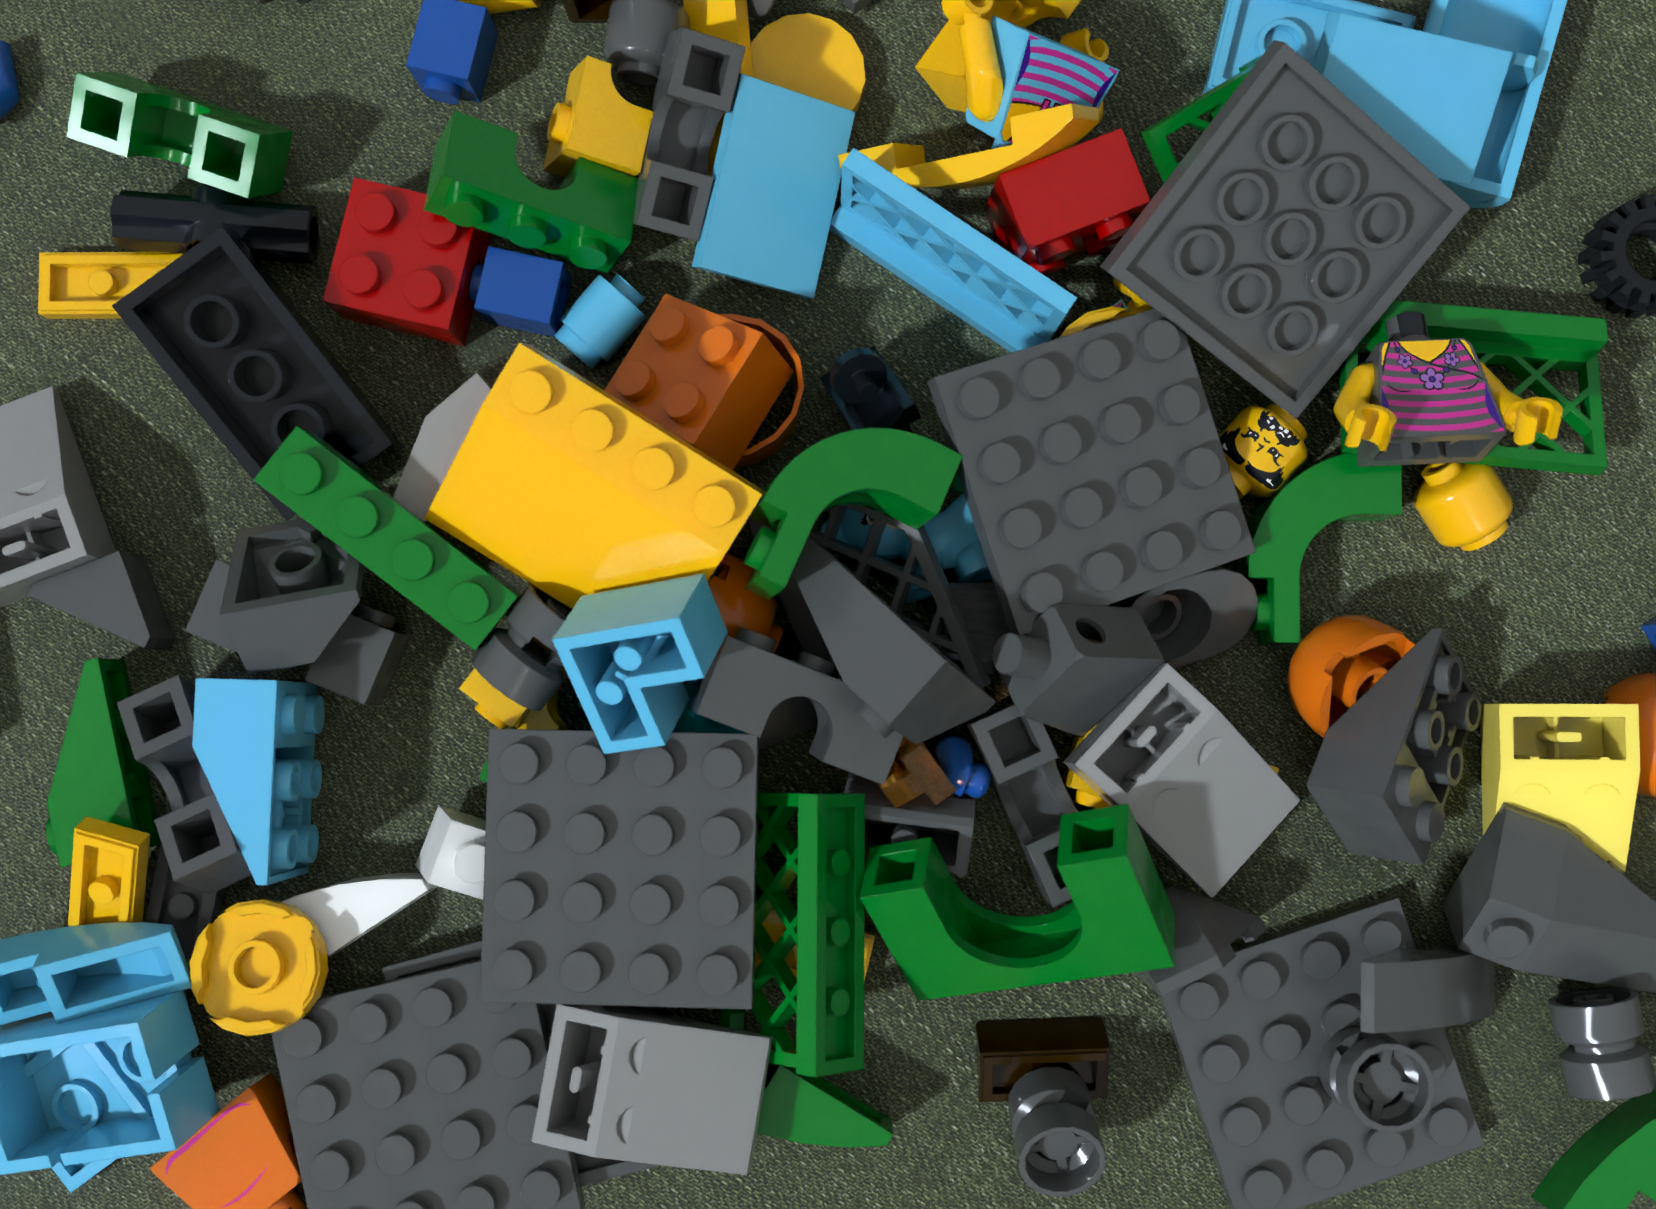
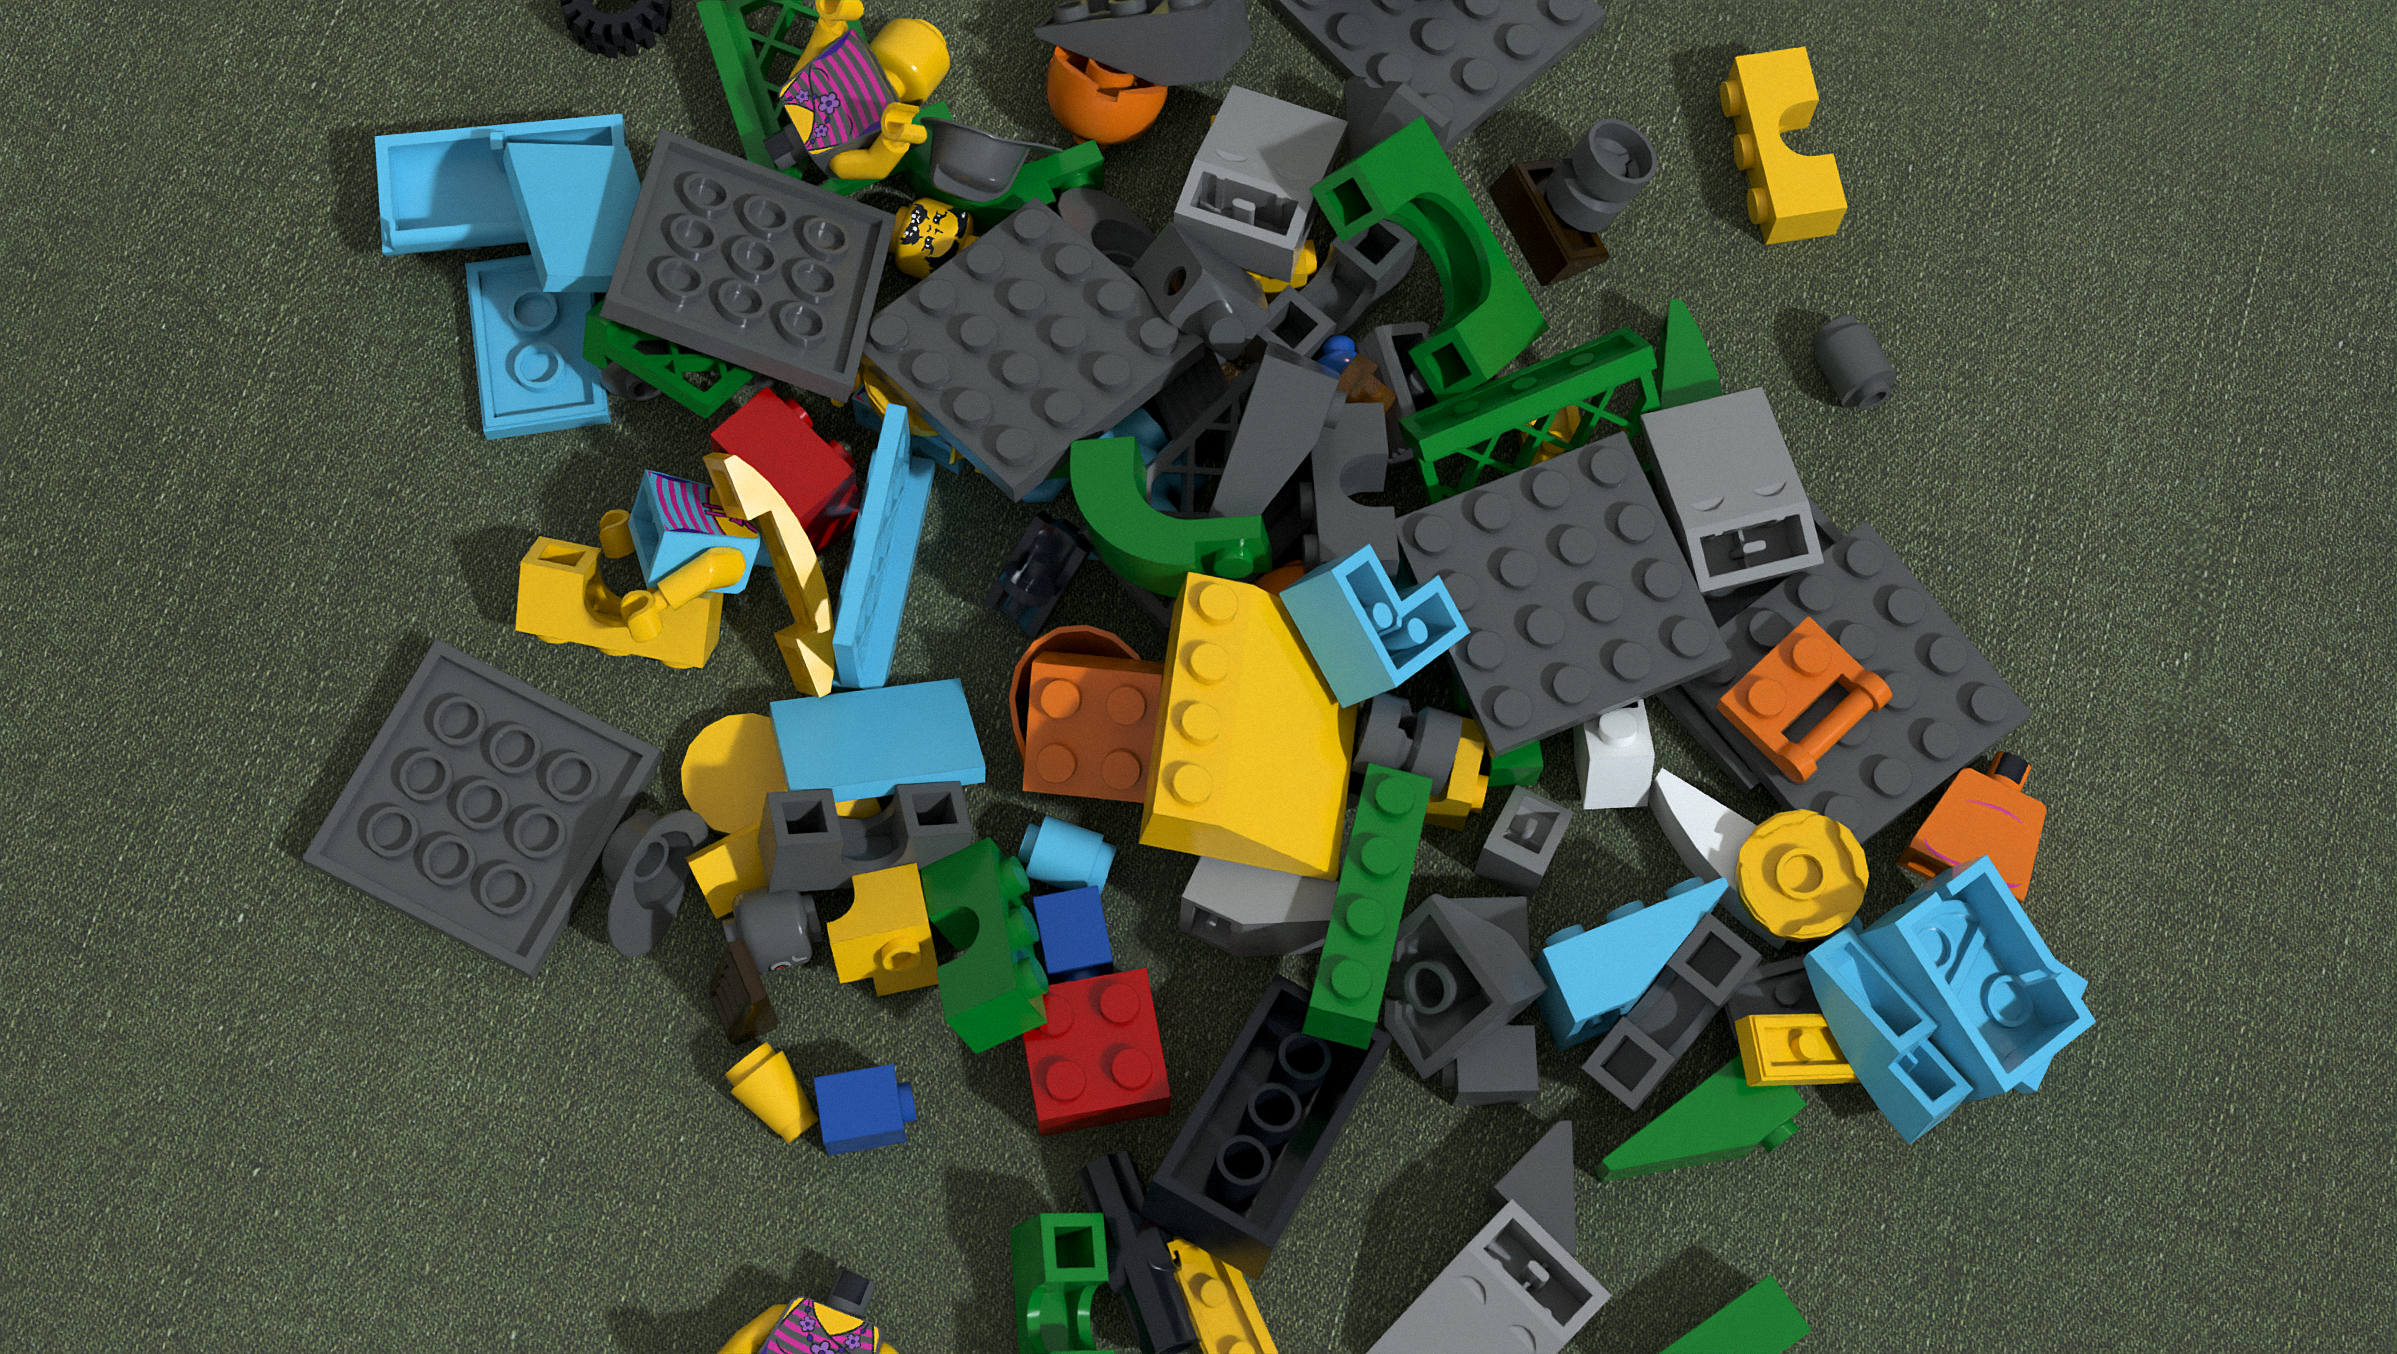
camera: 115 degrees left, 15 degrees down
(430, 736) = (1523, 842): none -> light grey slope
(440, 1047) = (1787, 685): none -> orange plate
(1313, 508) = (974, 161): none -> dark grey piece

